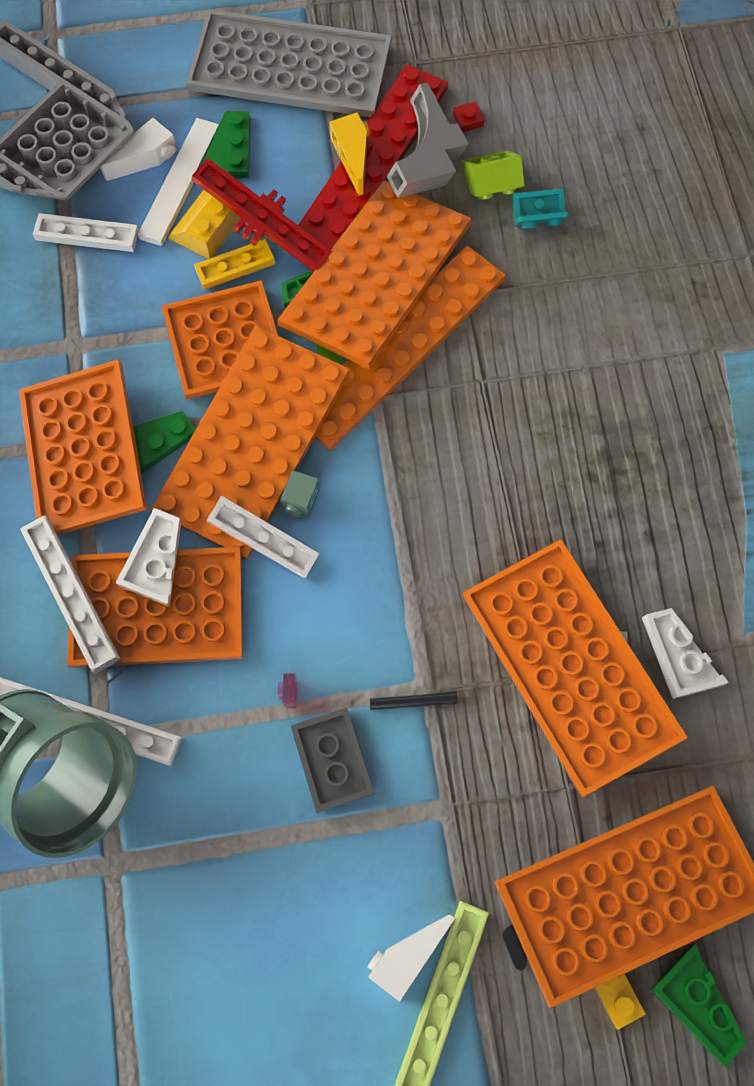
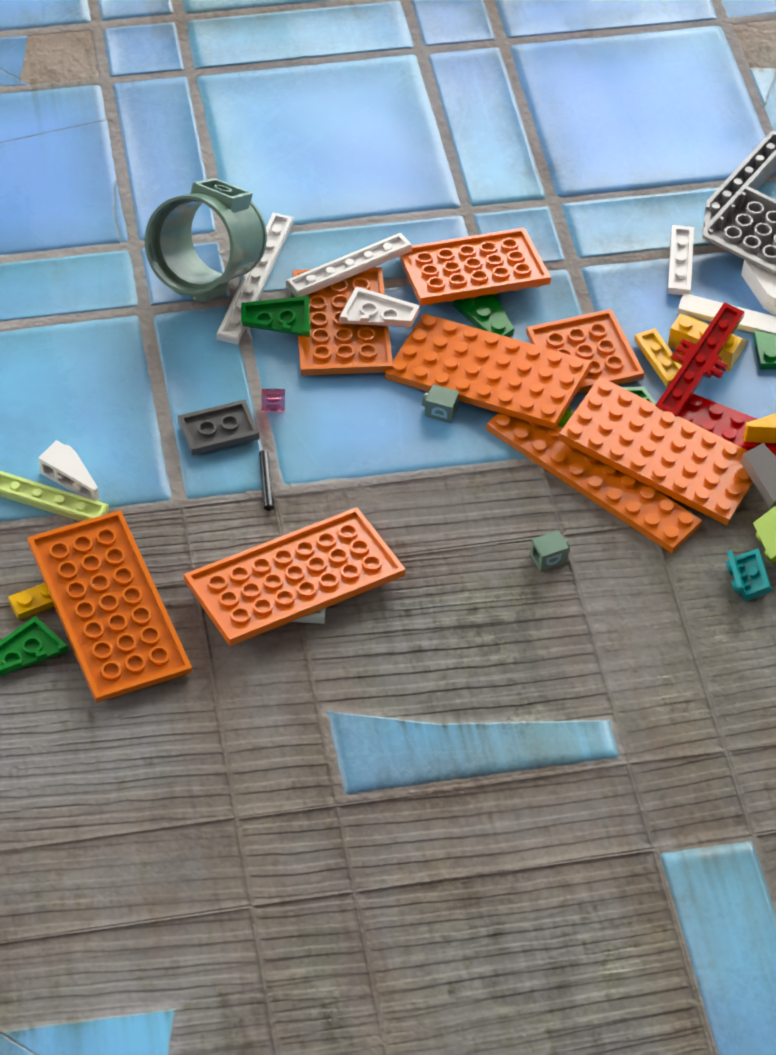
camera: 85 degrees right, 20 degrees down
(153, 678) = (278, 315): none -> green wing
(262, 537) = (398, 375): white plate -> none
(517, 391) = (549, 550): none -> sand green brick
(680, 659) = (304, 656): white wing -> none

